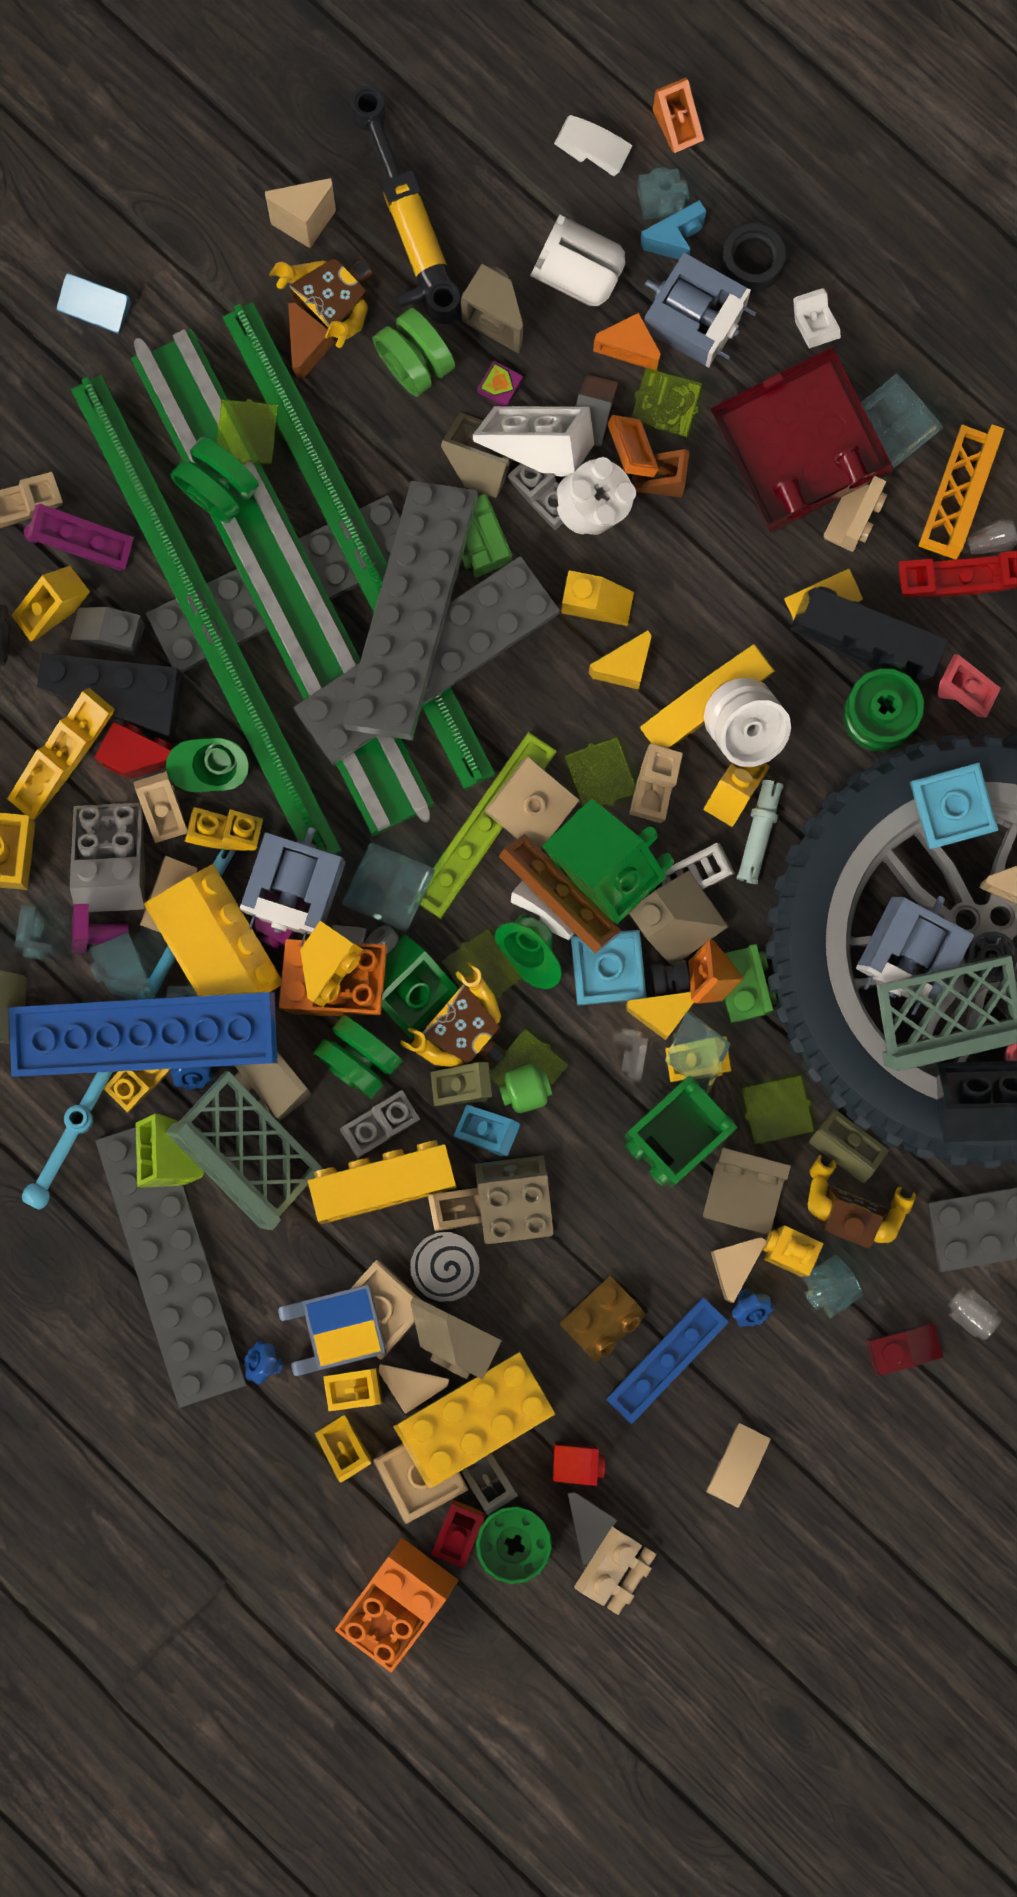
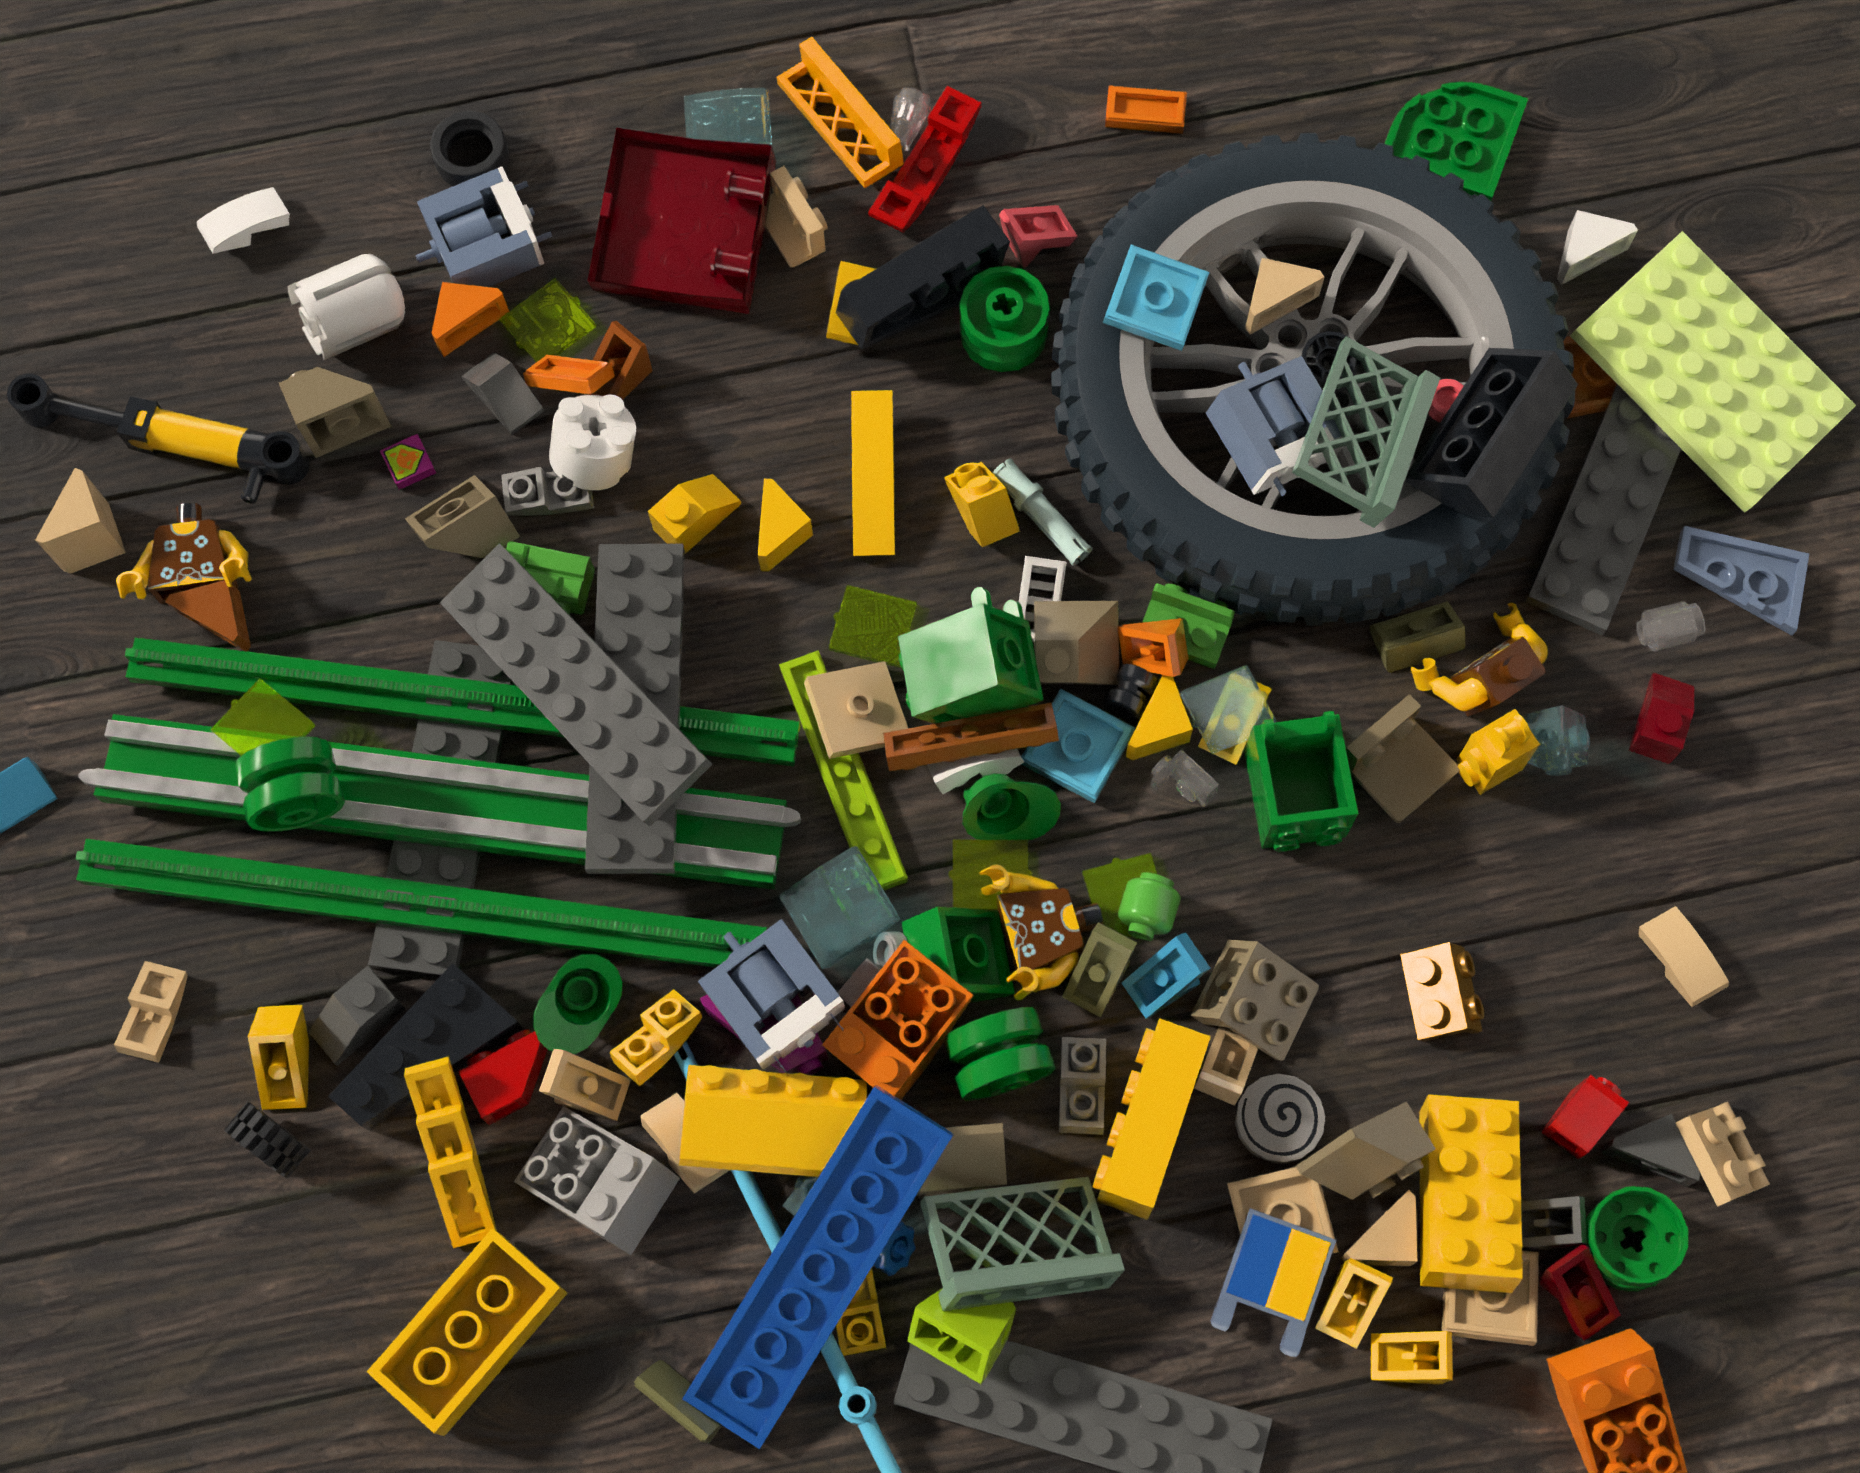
camera: 50 degrees left, 10 degrees down
(29, 928) = (612, 1315): clear light blue bracket -> none
(79, 537) = (234, 978): magenta piece -> none
(86, 933) = (658, 1252): magenta piece -> none
(121, 969) = (729, 1243): clear light blue slope -> none
(261, 1362) = (1258, 1384): blue piece -> none
(326, 961) = (878, 1007): yellow slope -> none
(413, 352) = (312, 513): bright green wheel -> none
(539, 436) = (493, 450): white slope -> none
(655, 783) = (917, 574): tan slope -> none
(661, 193) = (342, 189): clear light blue brick -> none
(667, 235) = (389, 208): dark azure slope -> none
(667, 1360) = (1528, 956): blue plate -> none
(677, 115) = (277, 127): orange slope -> none
(735, 1264) = (1472, 822): tan slope -> none
(747, 722) = (926, 444): white wheel -> none
(752, 1308) = (1527, 834): blue piece -> none
(777, 1110) = (1335, 679): clear neon green piece -> none
(815, 318) = (574, 136): white bracket -> none

